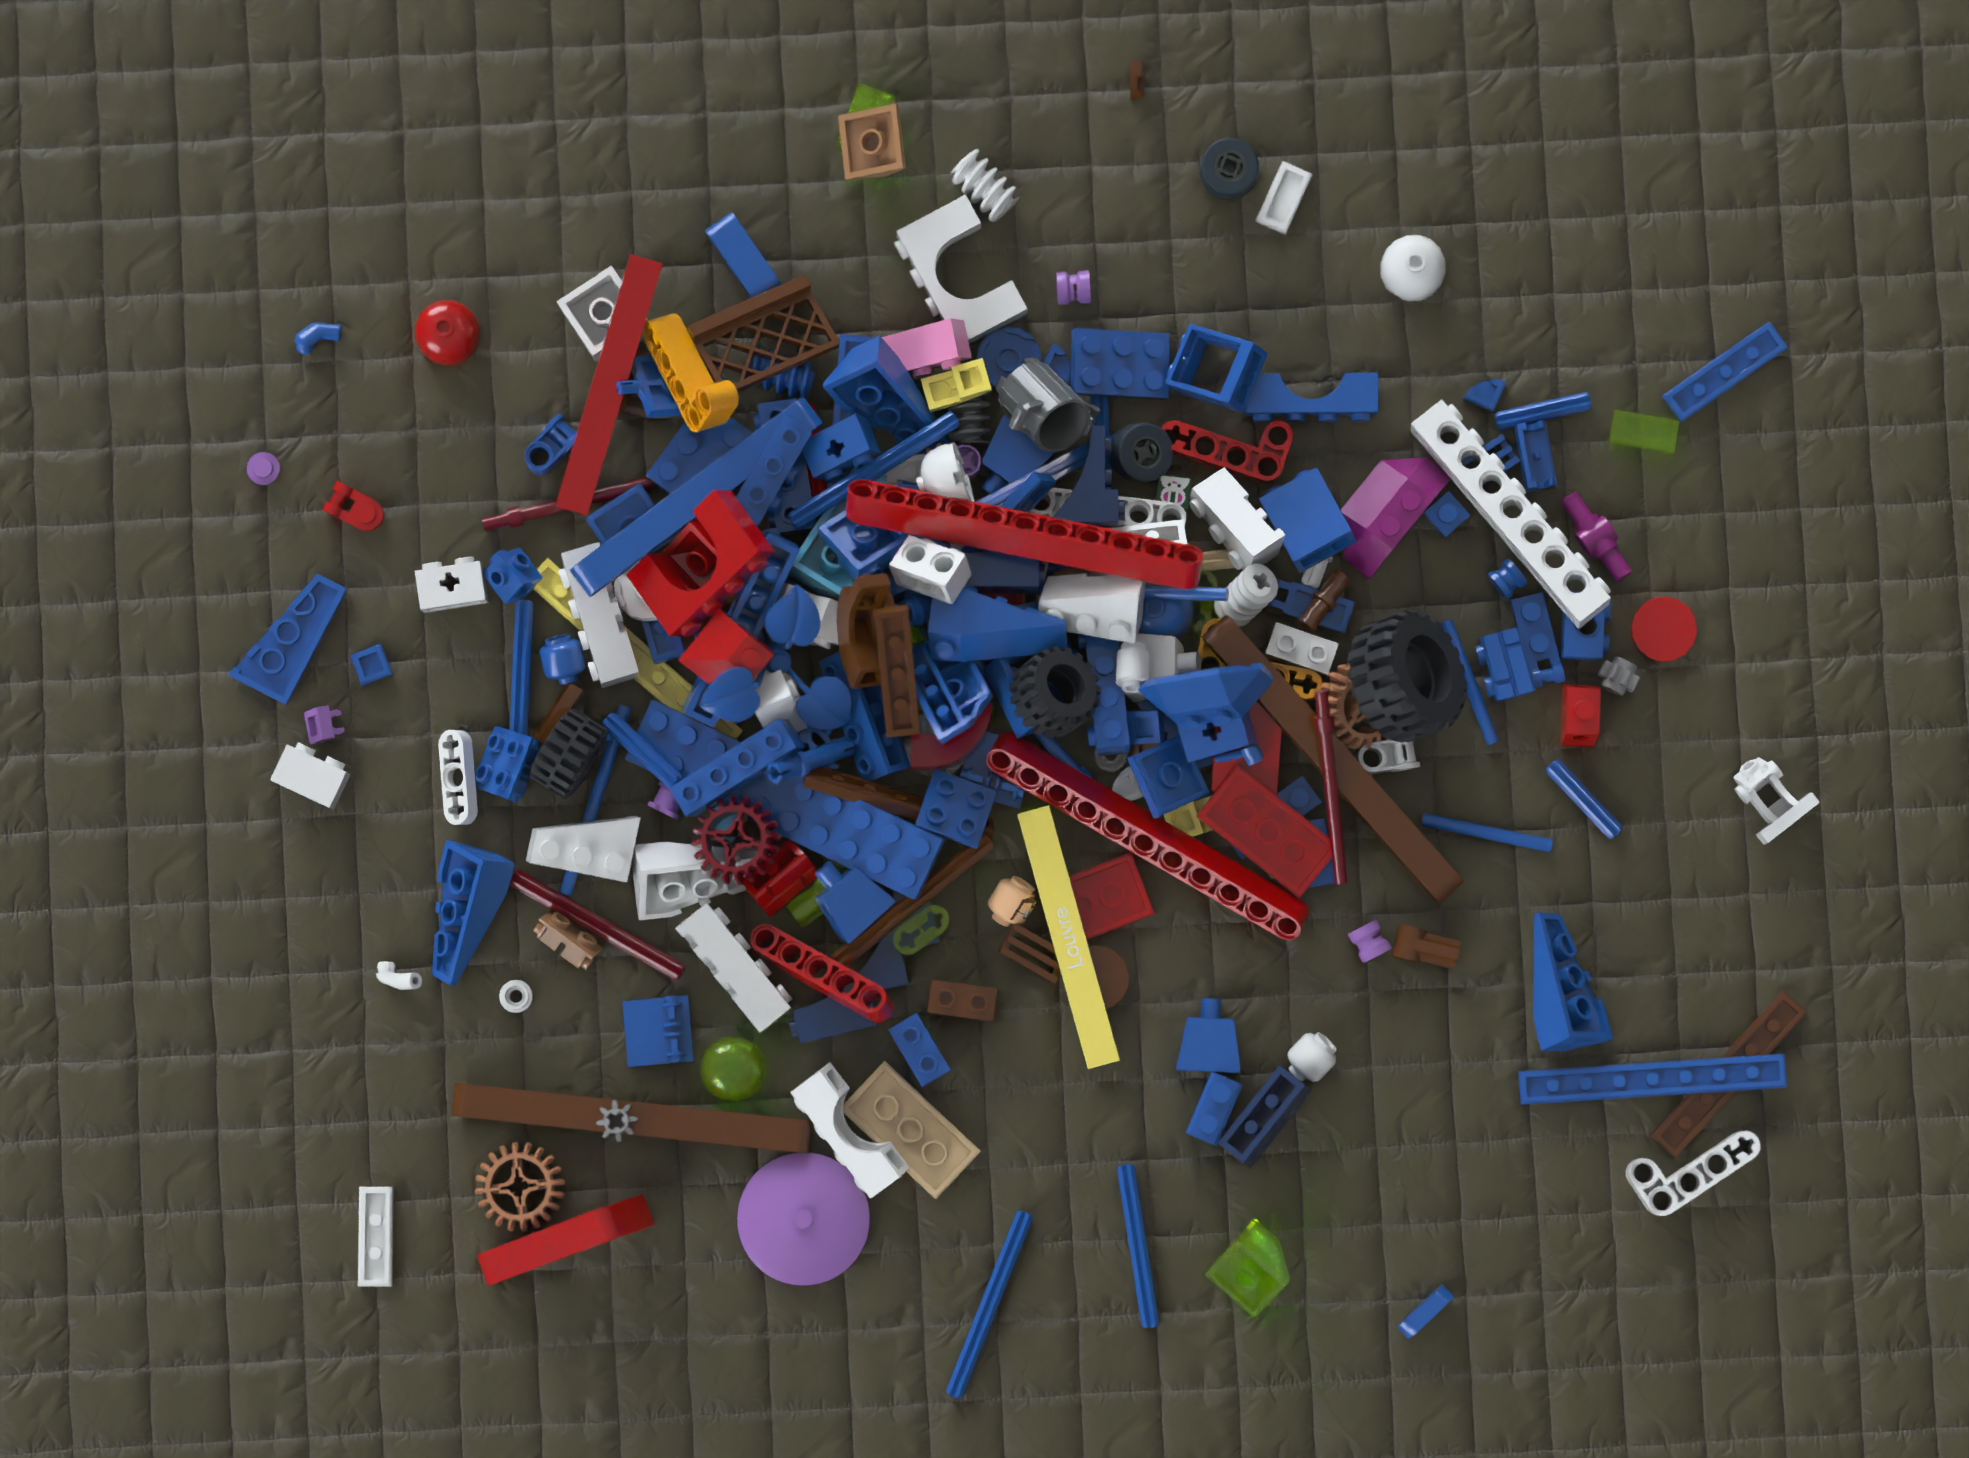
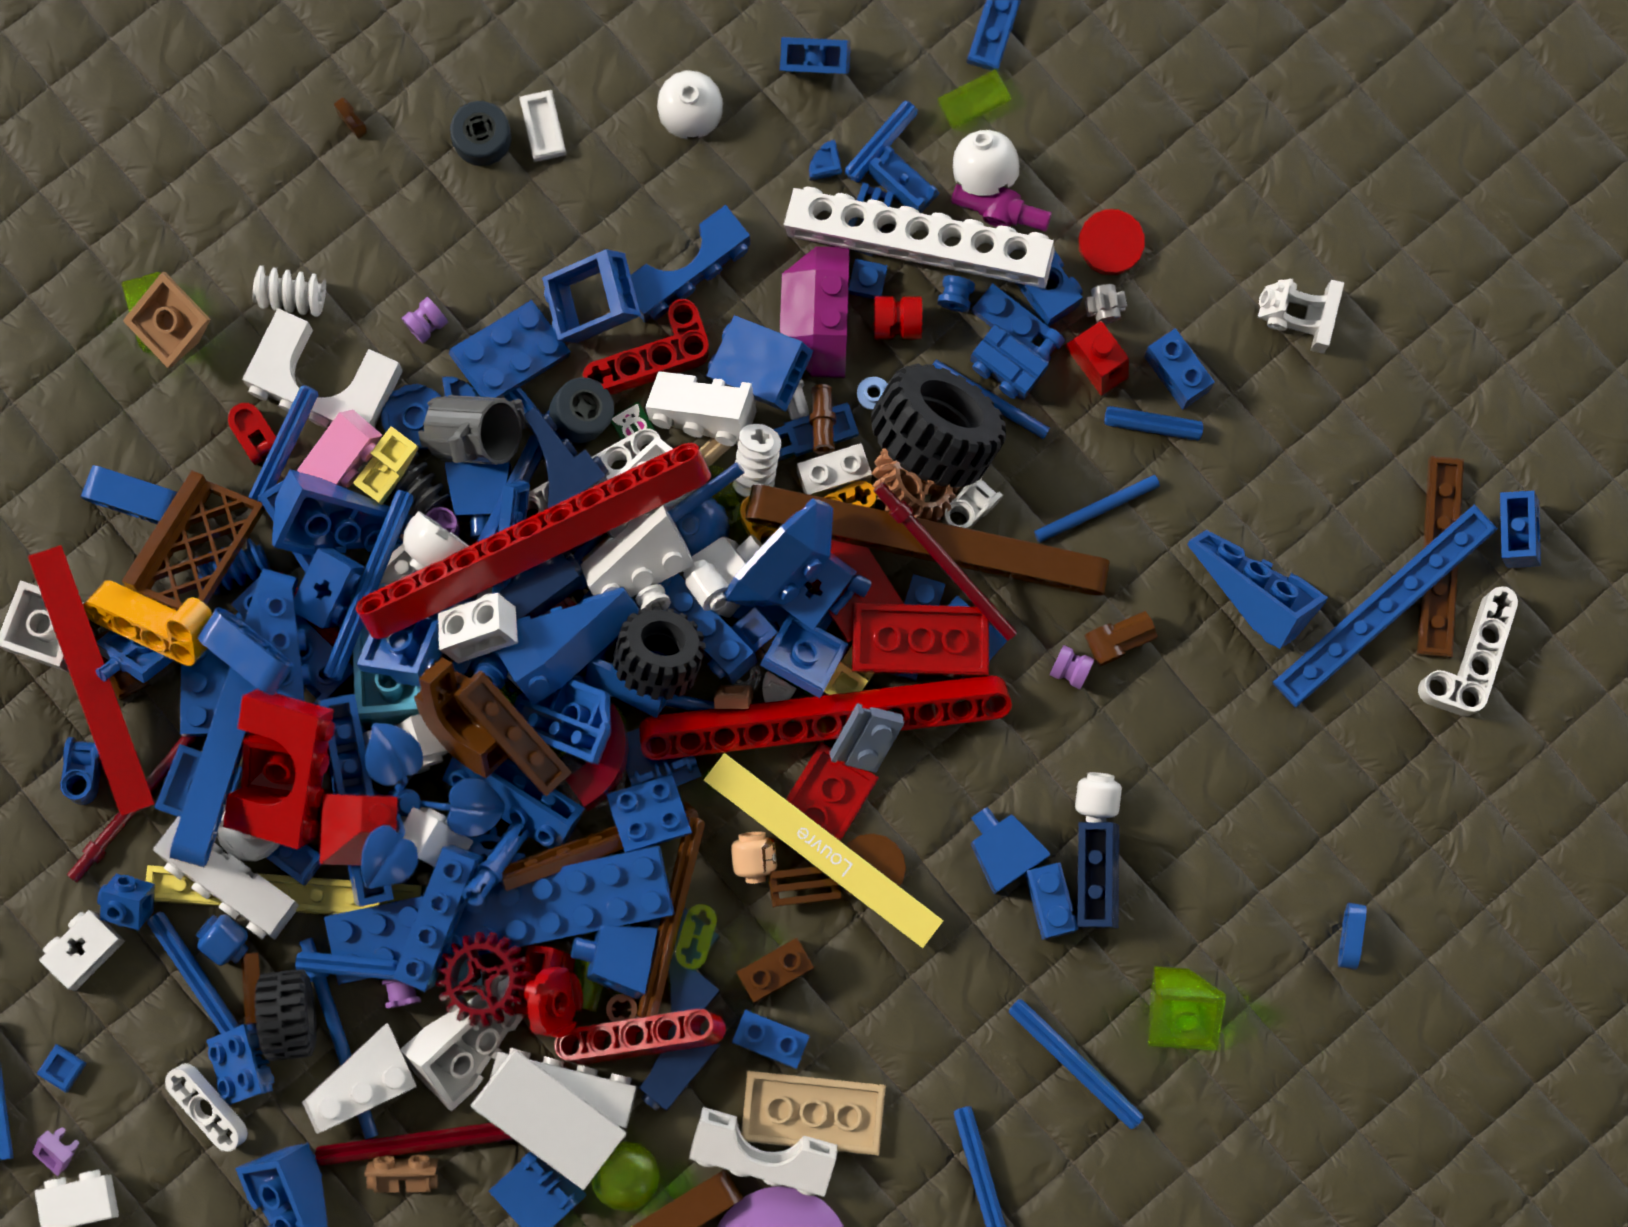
camera: 45 degrees left, 5 degrees down
(707, 982) = (548, 1119): none -> white tile
(741, 455) = (245, 651): none -> blue beam
(763, 901) = (549, 1017): none -> red plate
(831, 934) = (622, 998): none -> nougat bush
(874, 265) = (246, 423): none -> red plate
(891, 306) = (285, 441): none -> blue axle
(1083, 644) = (653, 597): none -> white bush
(1089, 767) = (733, 697): none -> nougat tile
(1167, 876) = (866, 738): none -> sand blue plate
(1375, 599) = (862, 395): none -> light blue plate
(1445, 564) = (898, 317): none -> red wheel
(1541, 303) = (815, 55): none -> blue brick
(1610, 492) = (985, 162): none -> white cylinder
(1636, 771) = (1179, 368): none -> blue brick
(1805, 1101) = (1520, 529): none -> blue brick

